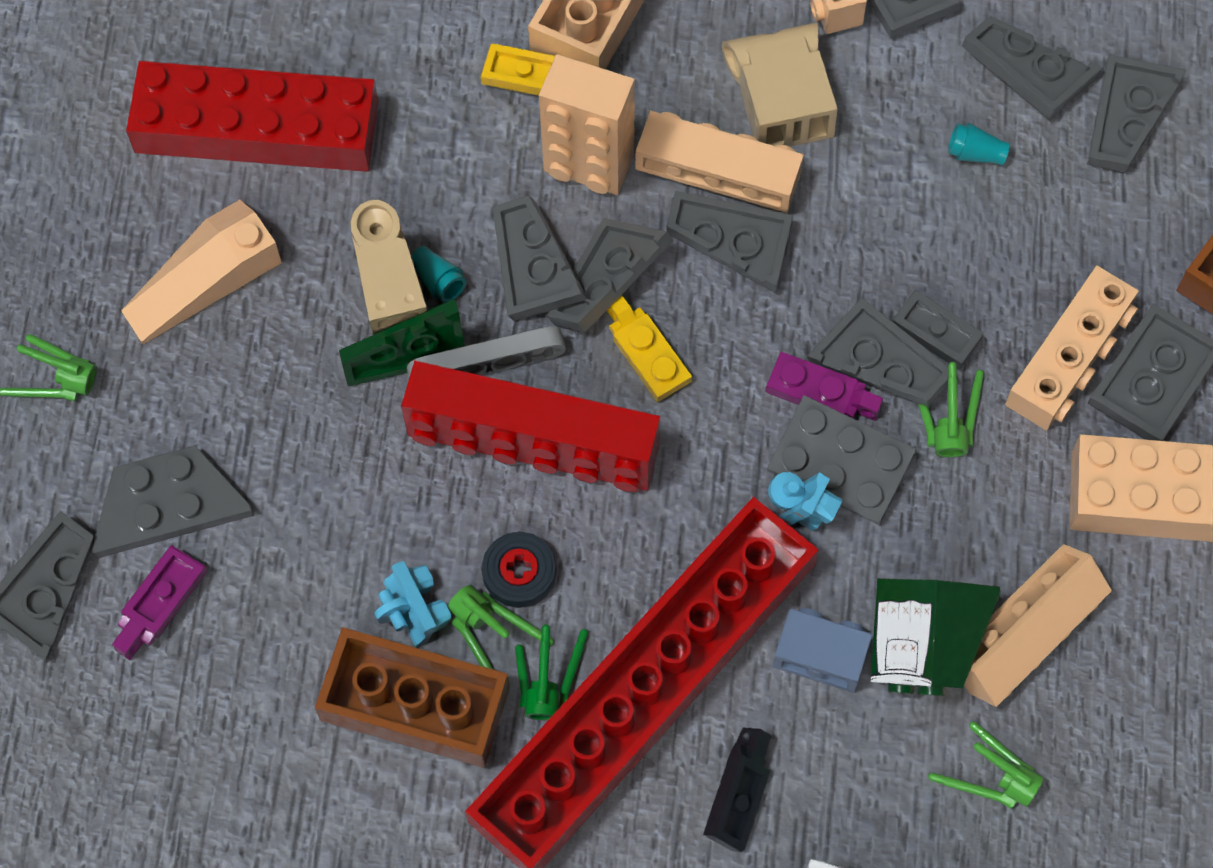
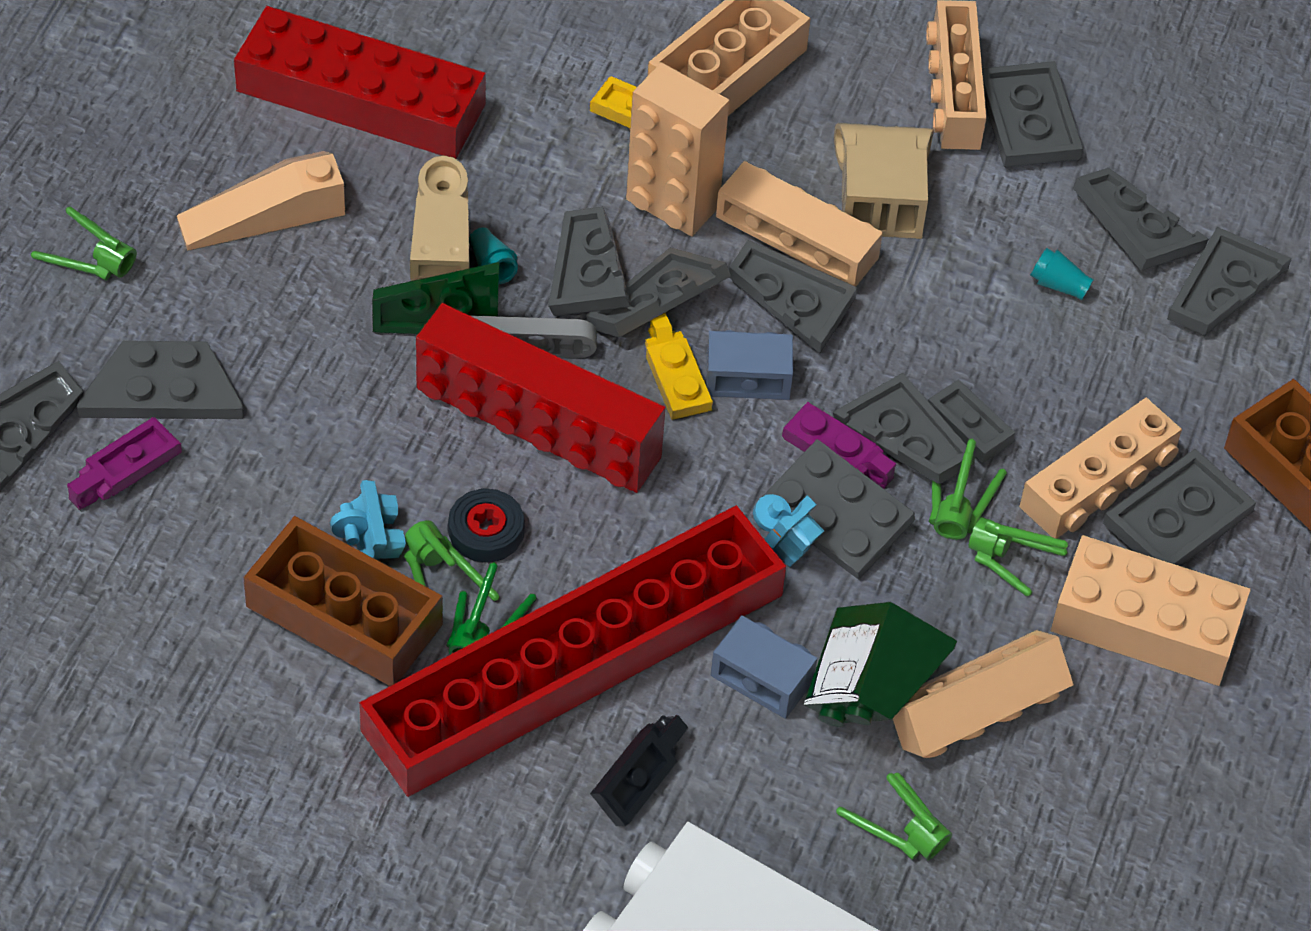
camera: 10 degrees right, 15 degrees down
(715, 327) = (749, 365): none -> sand blue brick
(994, 451) = (995, 539): none -> bright green plant

